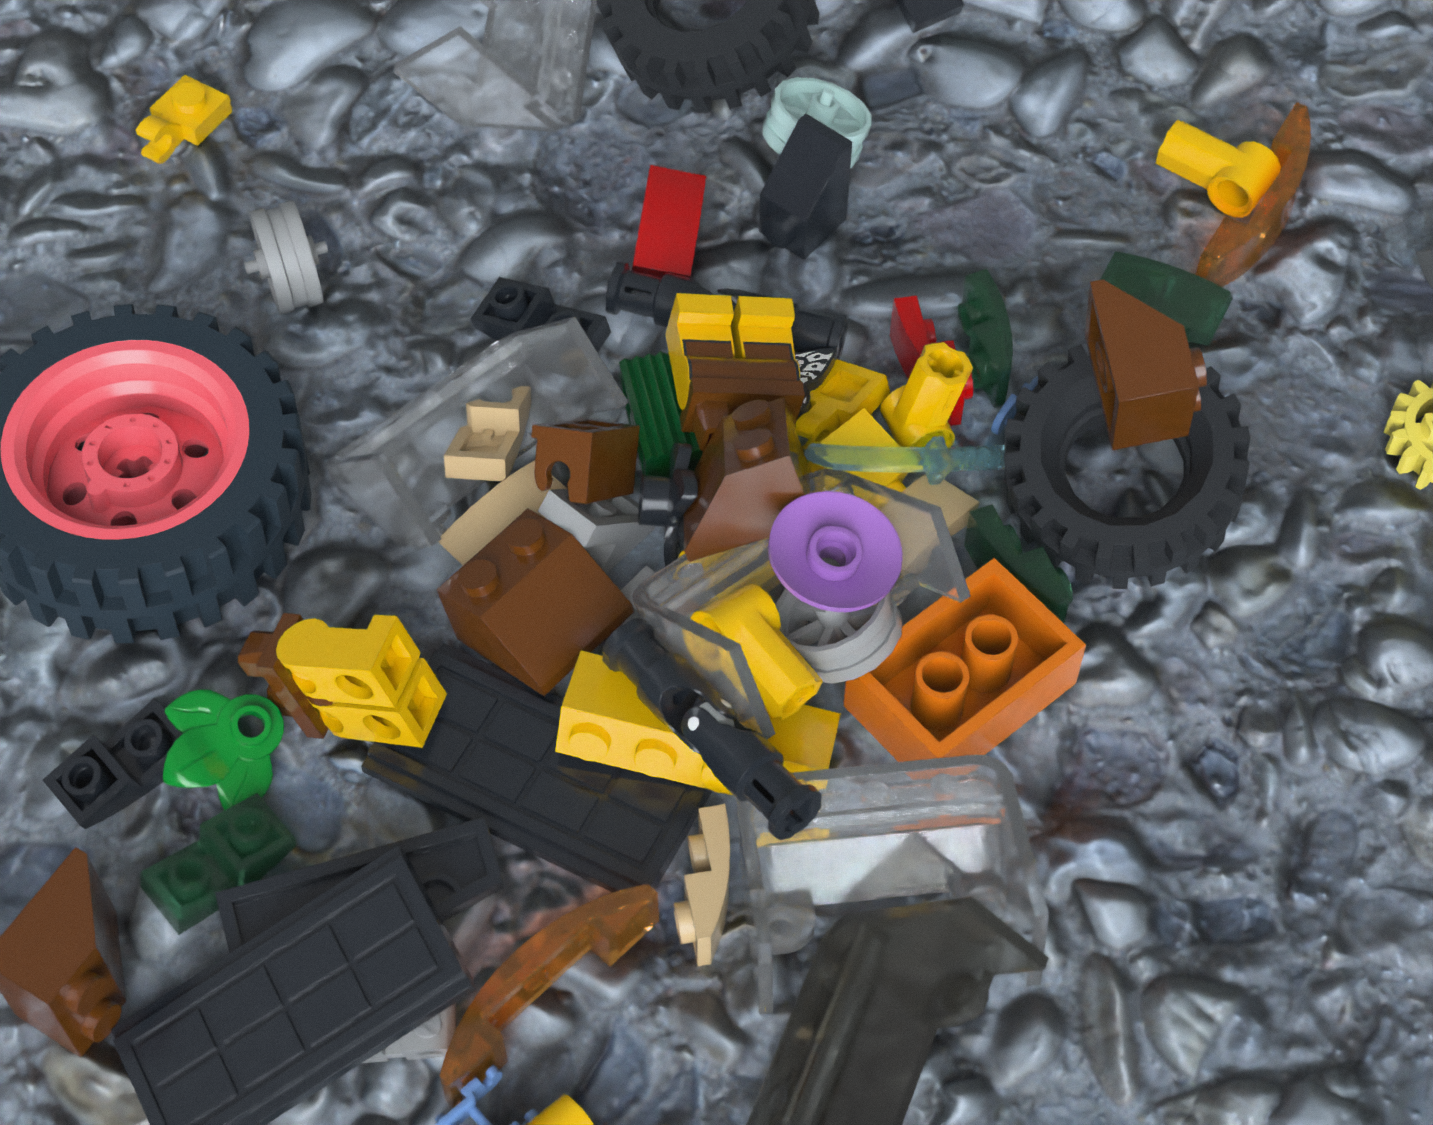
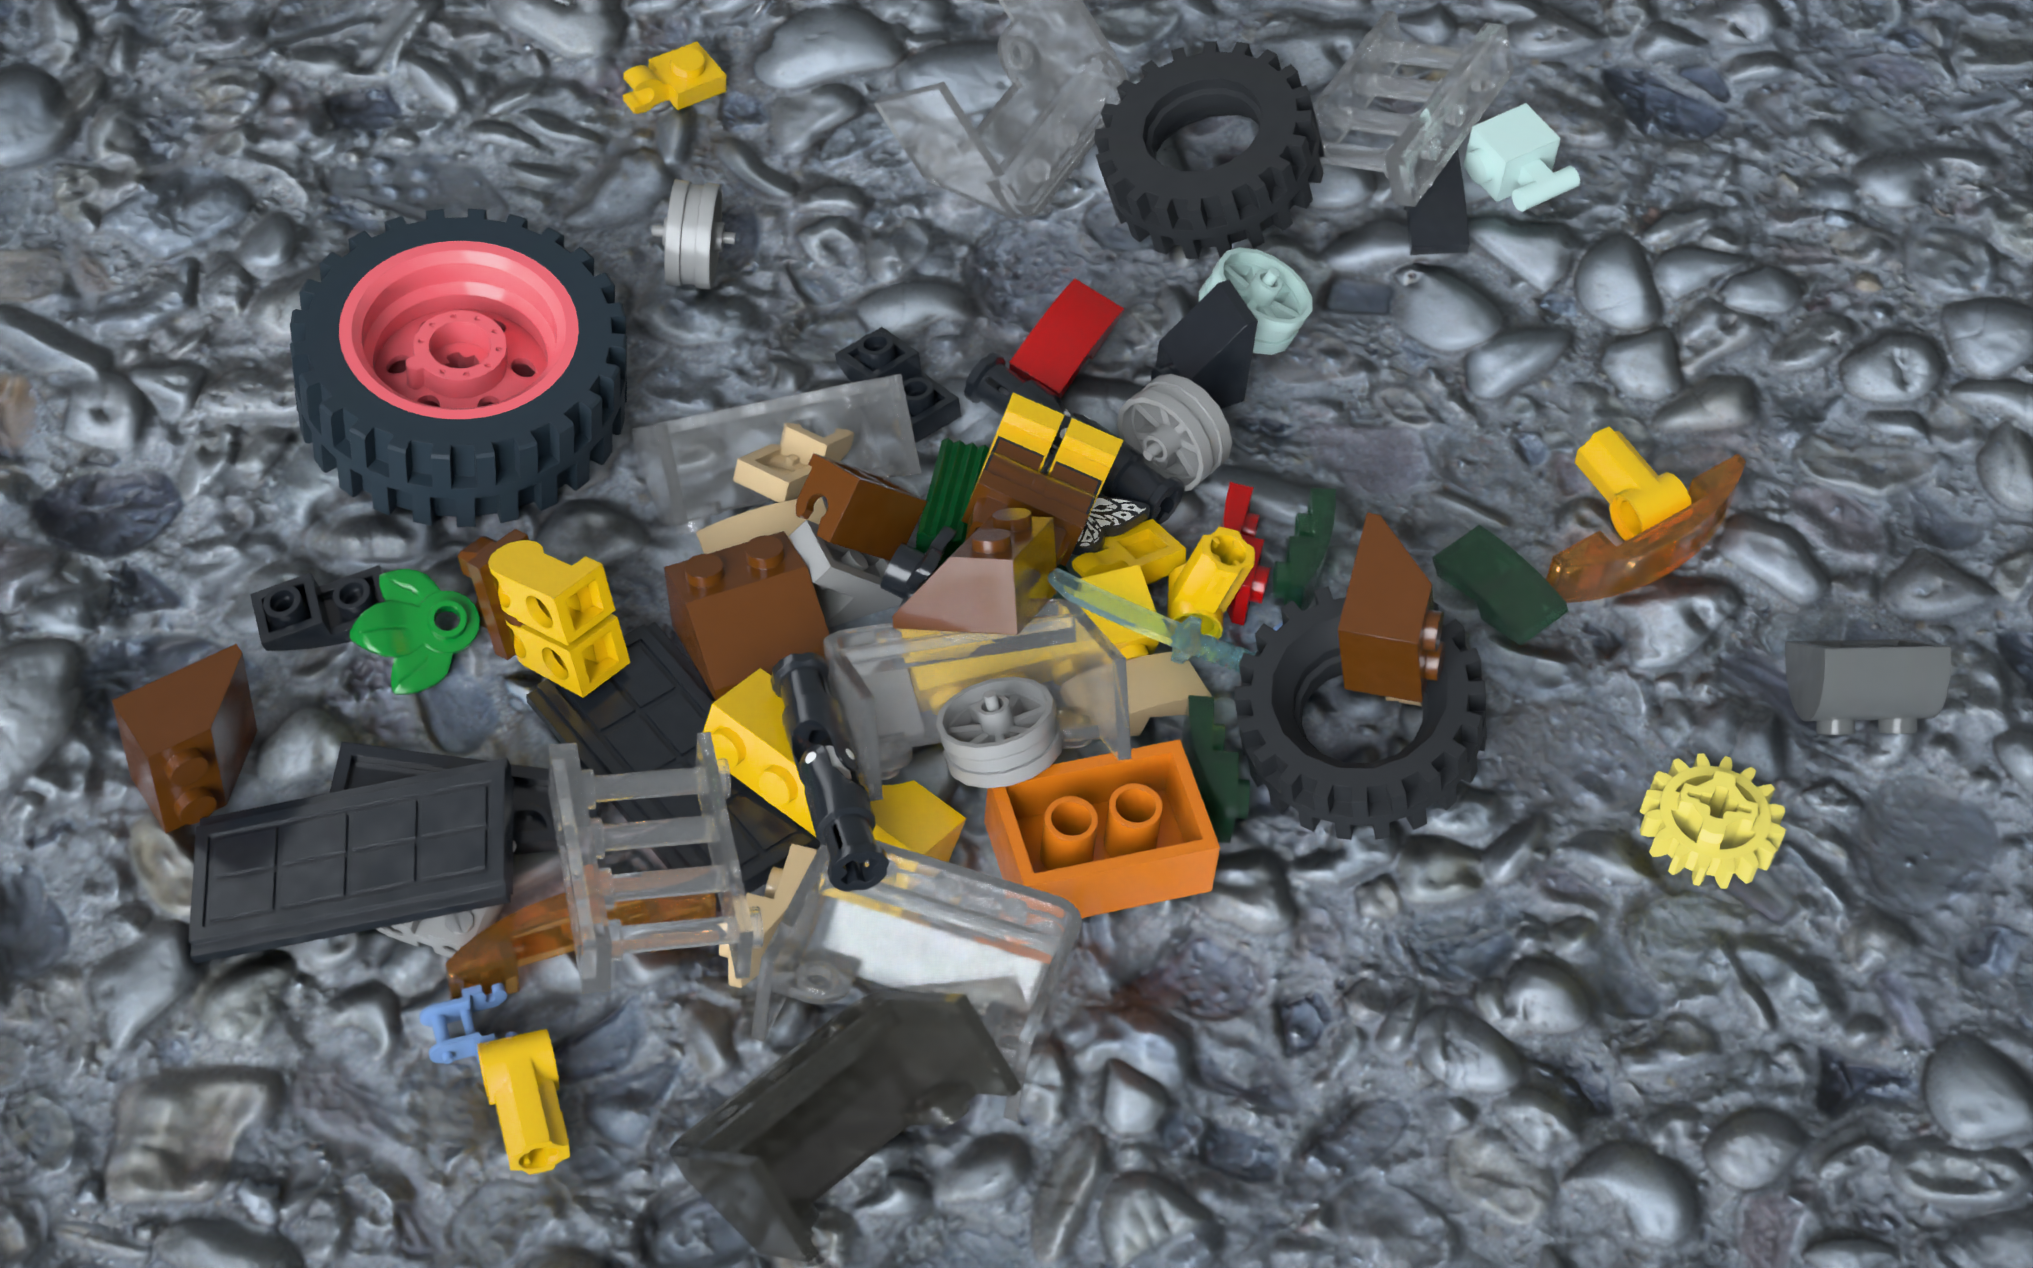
camera: 20 degrees right, 5 degrees down
(230, 852) = (381, 715): clear green slope -> none
(551, 943) = (595, 889): none -> clear fence
(777, 667) = (908, 725): yellow piece -> none
(828, 262) = (1176, 429): none -> light grey wheel
(839, 529) = (1022, 641): medium lavender dish -> none

